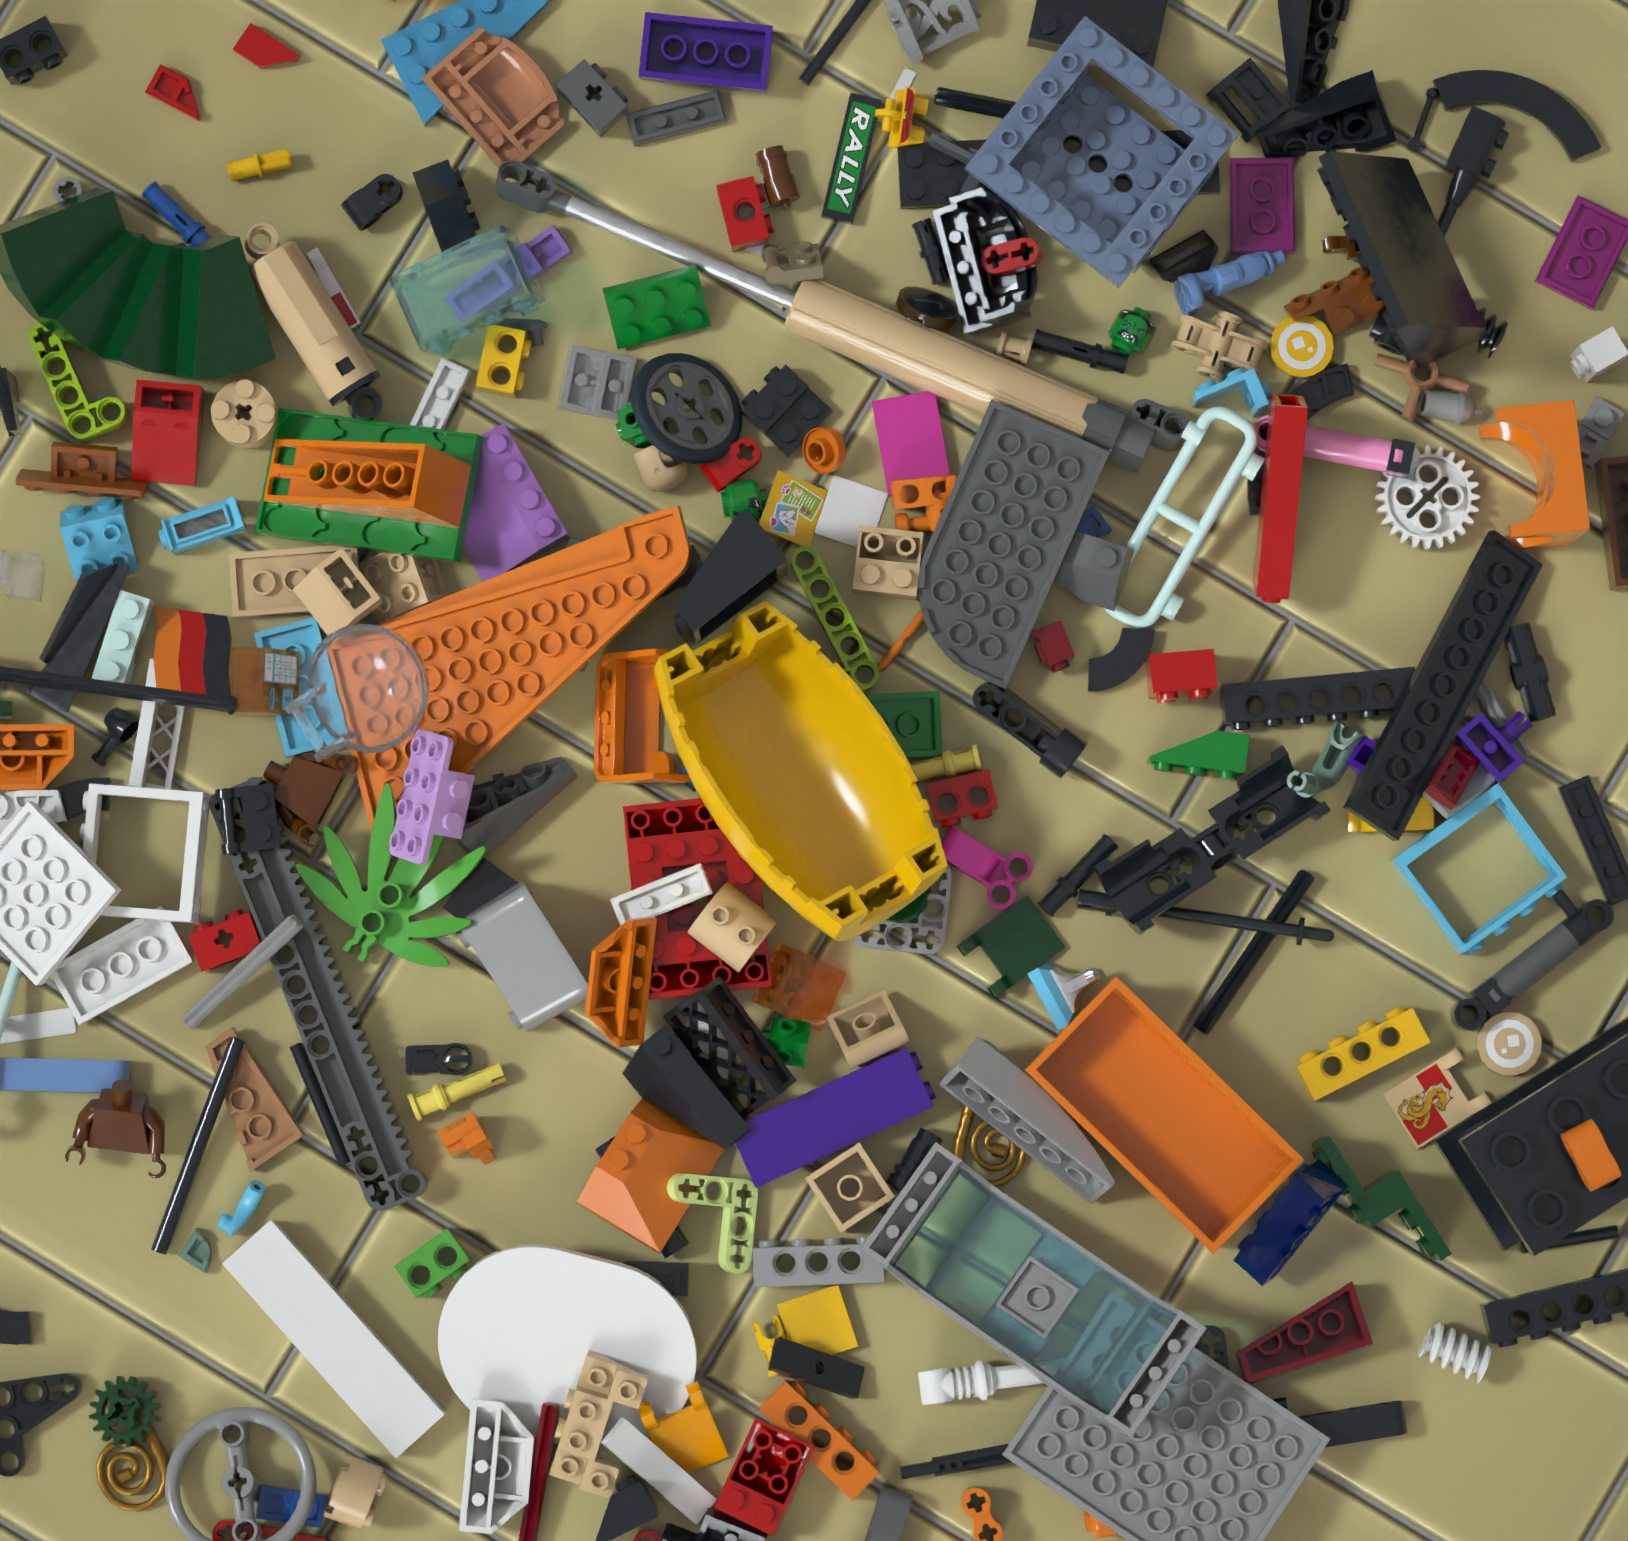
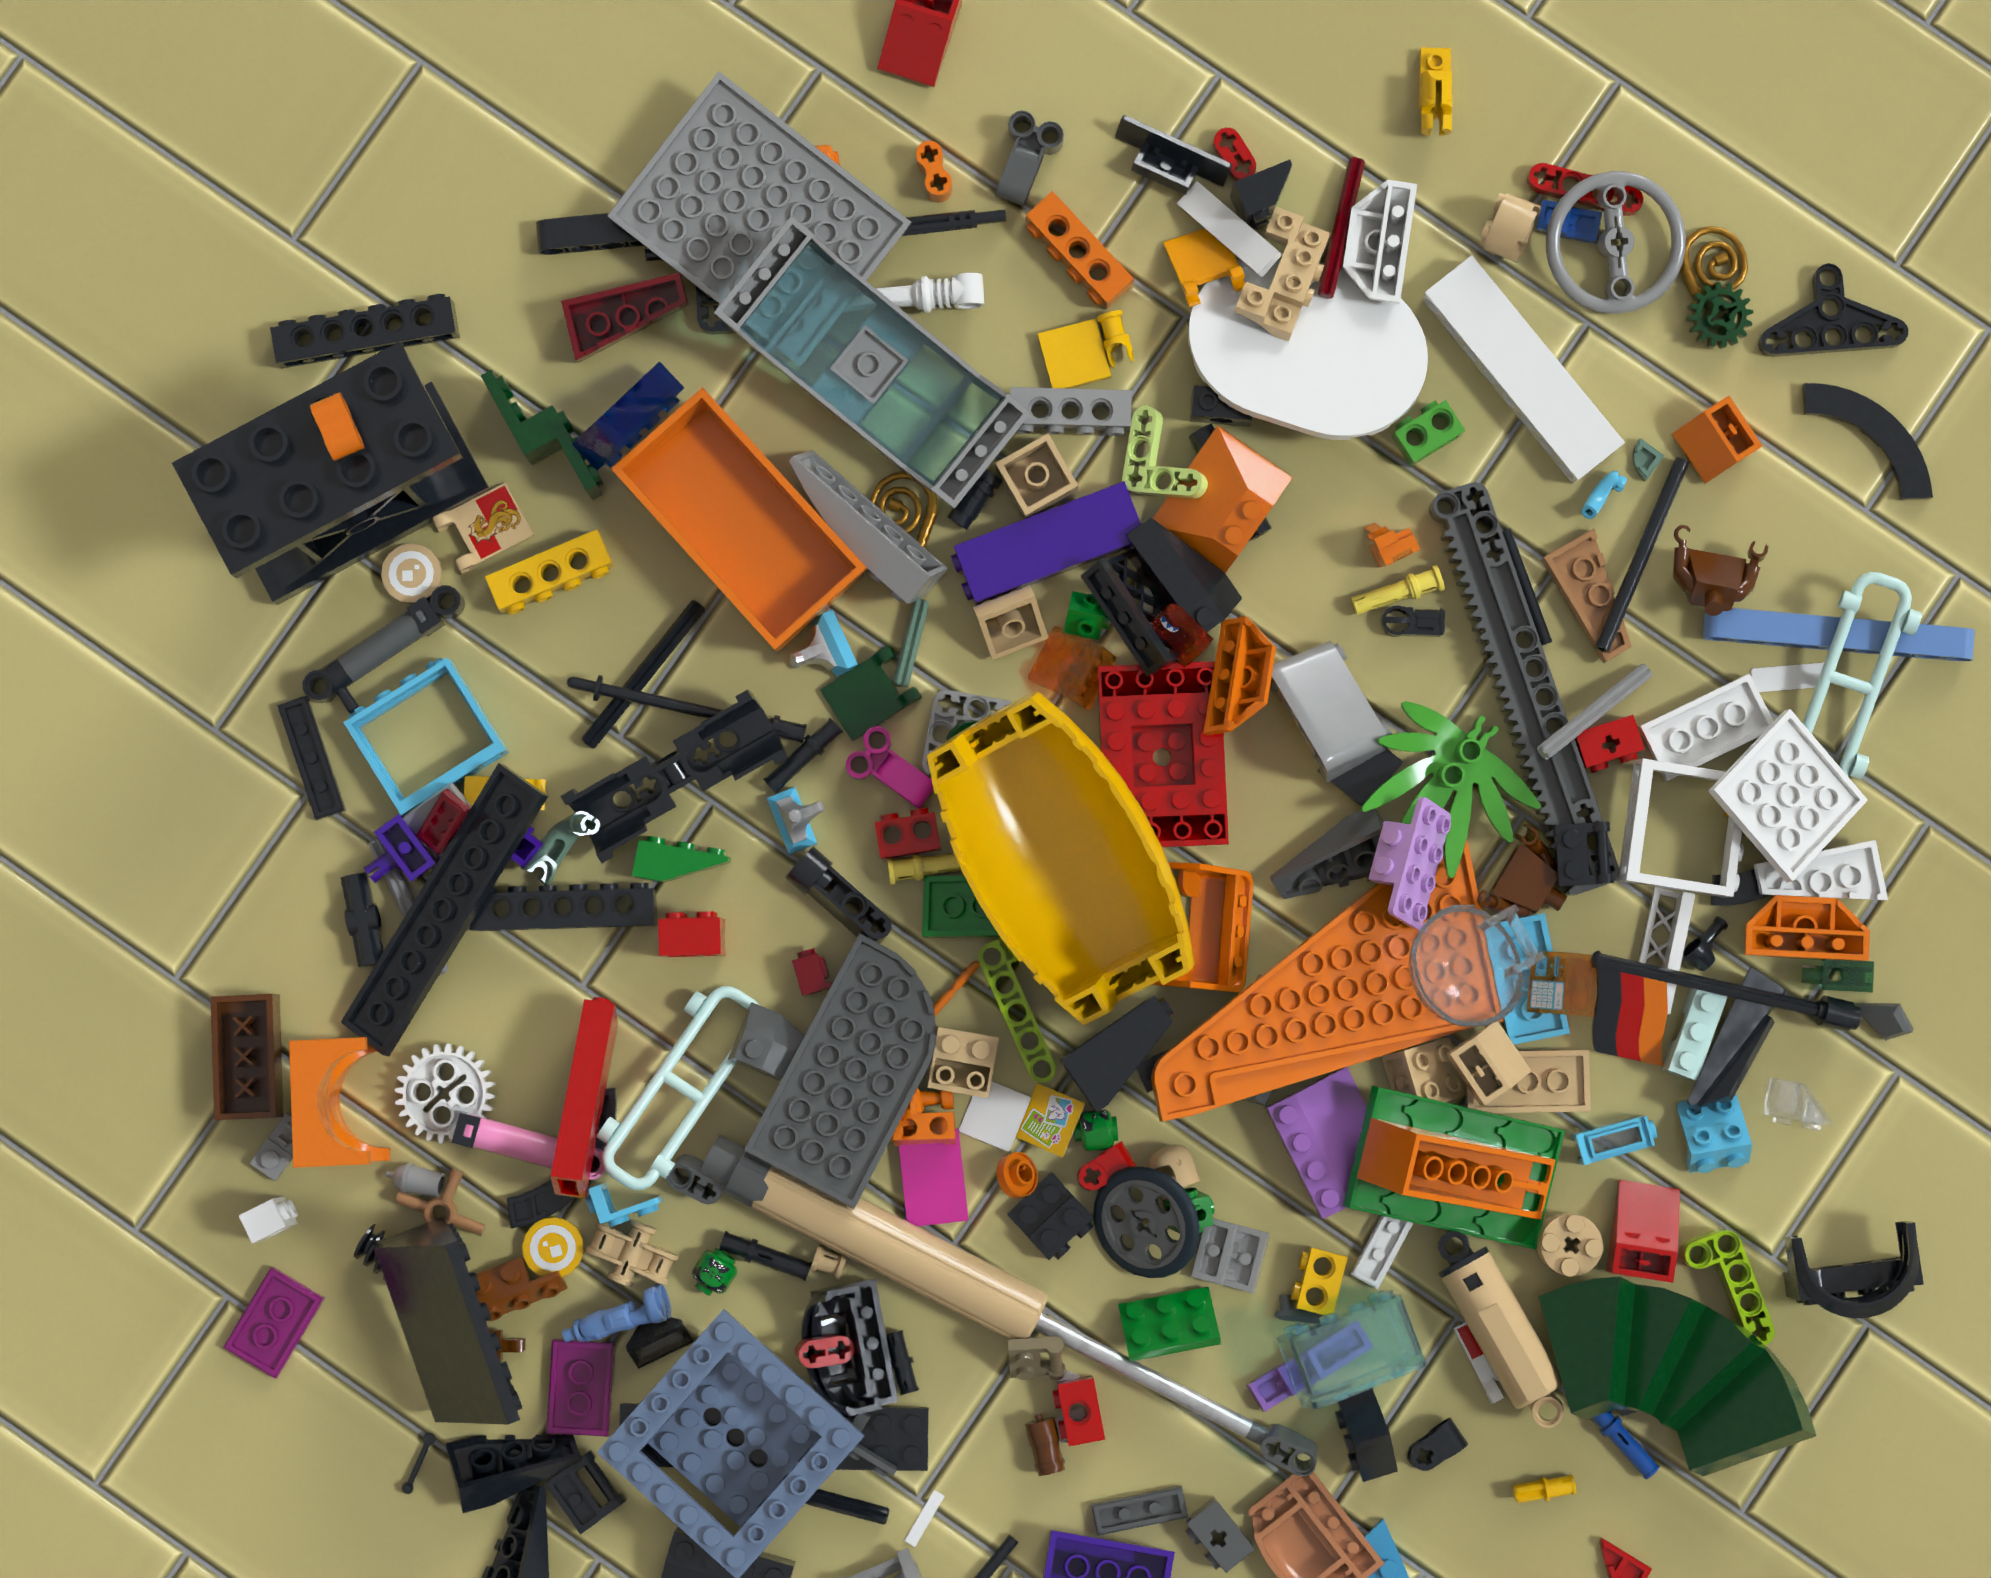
camera: 175 degrees left, 0 degrees up
(63, 183) = (1733, 1483): light grey bush -> none
(82, 469) = (1727, 1200): dark orange bracket -> none
(123, 1274) = (1717, 439): none -> orange slope
(662, 894) = (1196, 755): white tile -> none
(684, 1025) = (1181, 633): none -> clear red leg
(732, 926) = (1131, 722): tan brick -> none
(764, 1477) = (1132, 216): red slope -> none
(831, 1372) = (1064, 309): black tile -> none
(851, 159) = (972, 1459): tile -> none
(898, 117) = (924, 1495): yellow hips -> none
(928, 306) = (909, 1307): tile -> none
(972, 1002) = (910, 642): none -> sand green axle
(1082, 807) = (794, 819): none -> piece
(1093, 523) = (764, 1088): blue tile -> none
(1122, 661) = (747, 955): black tile -> none
(1456, 1351) = (484, 294): white piece -> none
(1469, 163) = (377, 1416): black bar -> none
(1524, 96) = (318, 1479): black tile -> none

